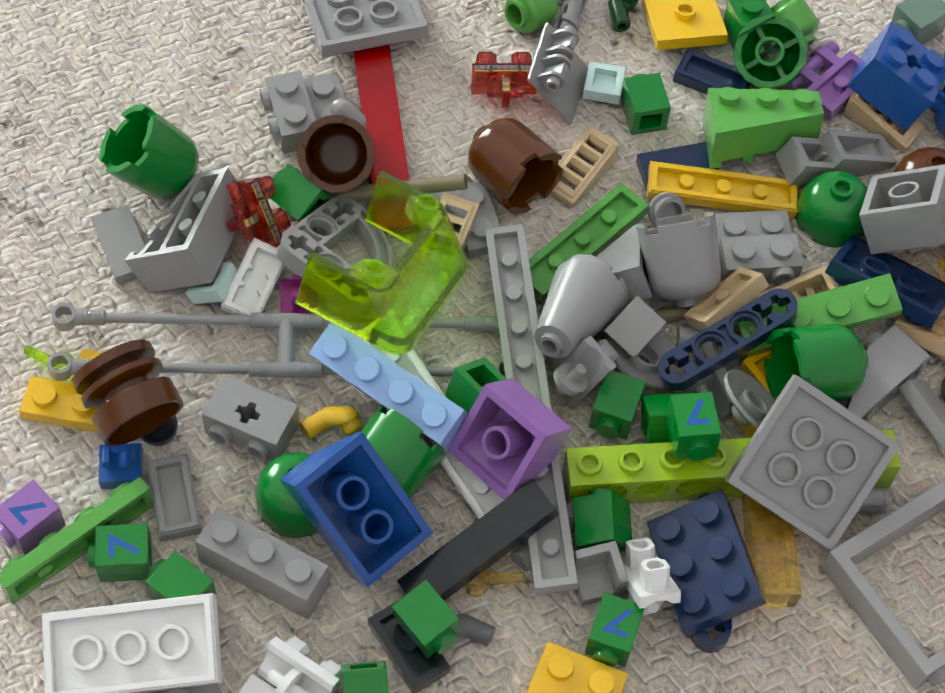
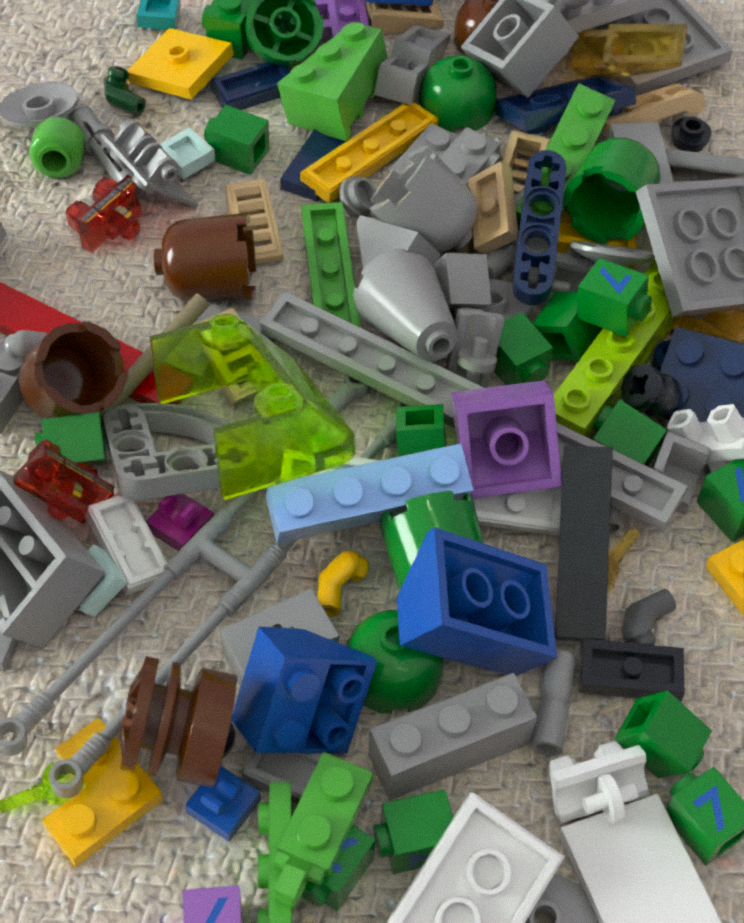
camera: 50 degrees left, 5 degrees down
(126, 523) = (319, 826): none -> bright green hinge
(214, 451) = (301, 692): none -> blue slope
(340, 614) = (553, 709): none -> light grey piece
(427, 620) = (635, 627): green brick -> none
(650, 510) = (650, 391): none -> black wheel

